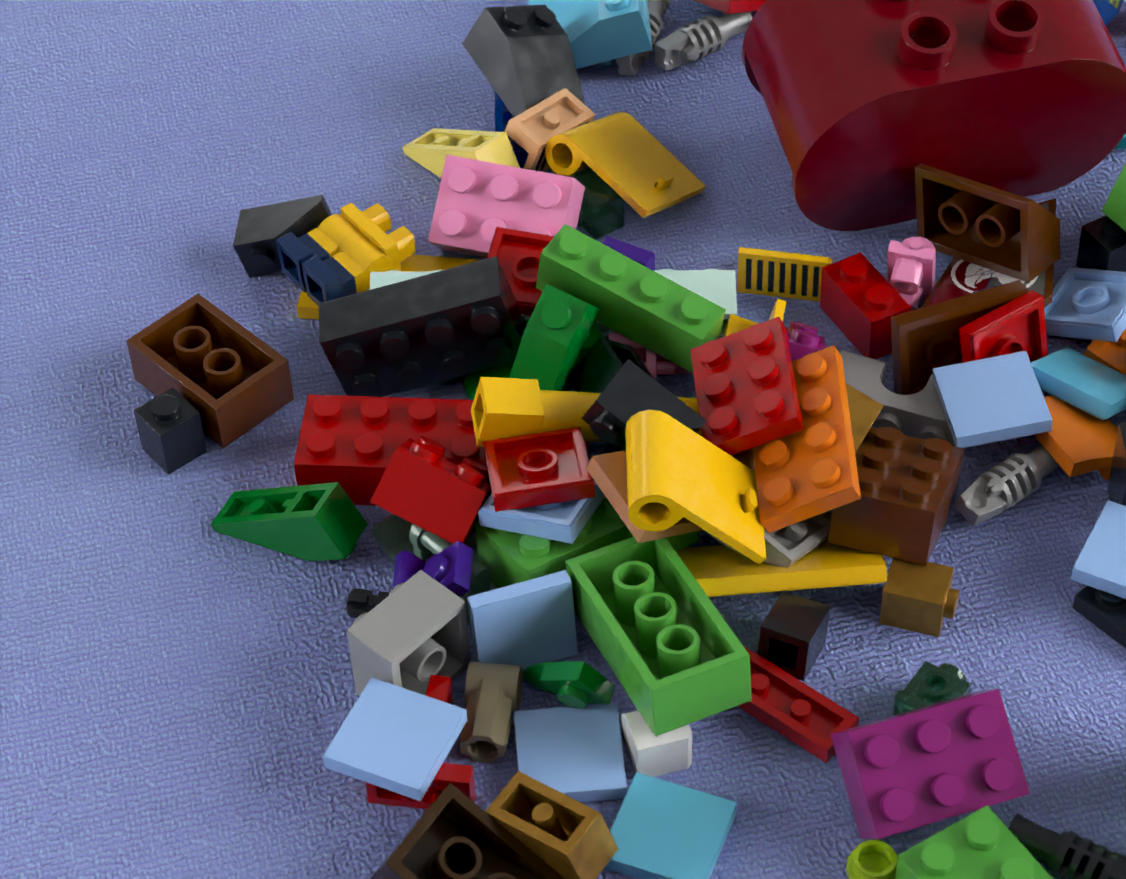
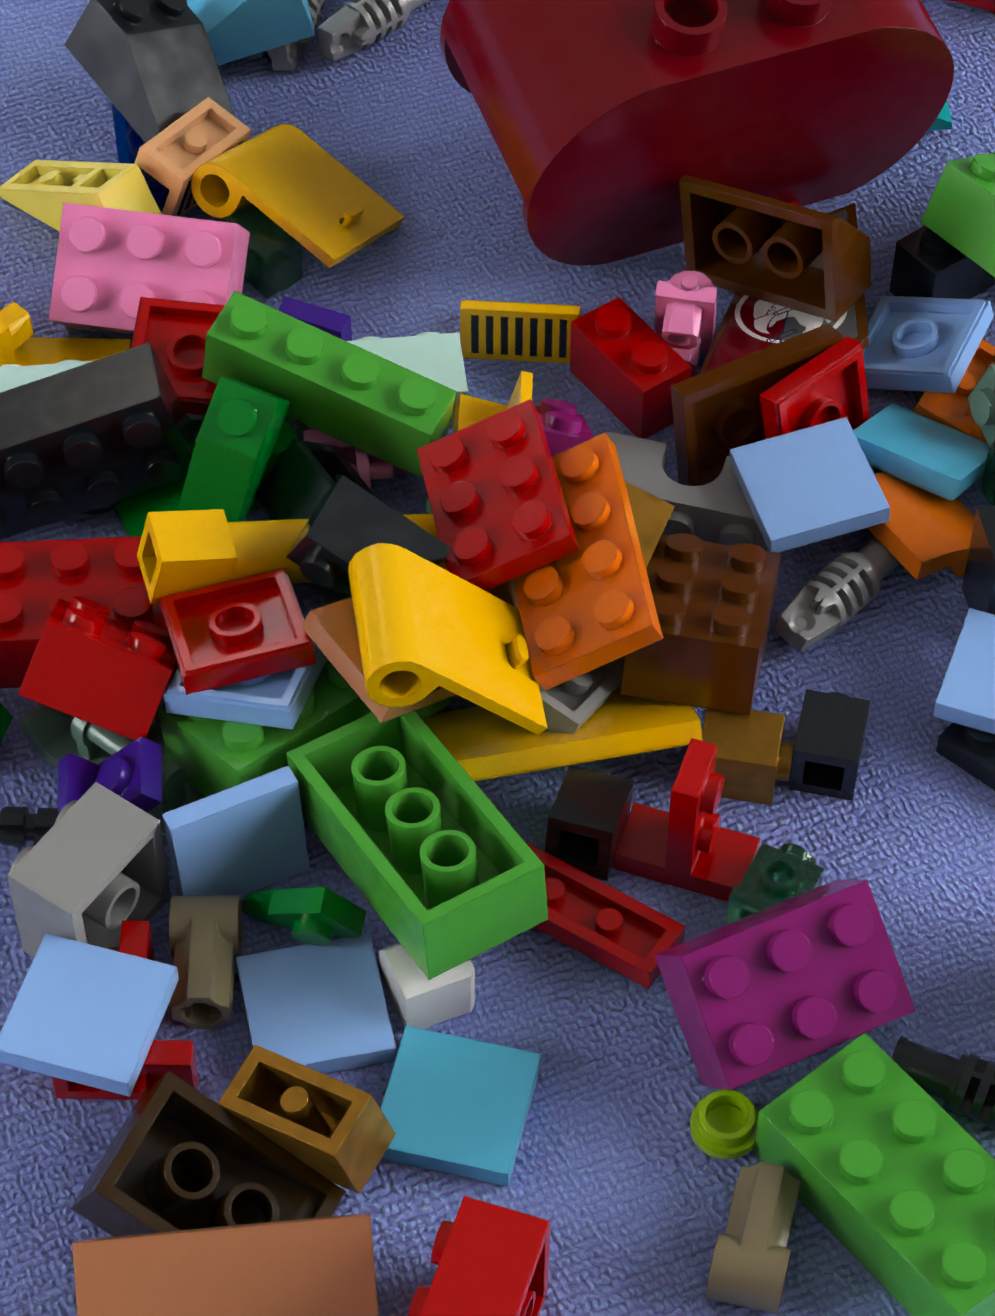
camera: 10 degrees left, 5 degrees up
(867, 655) = (687, 842): none -> red bracket
(987, 594) = (829, 744): none -> black brick

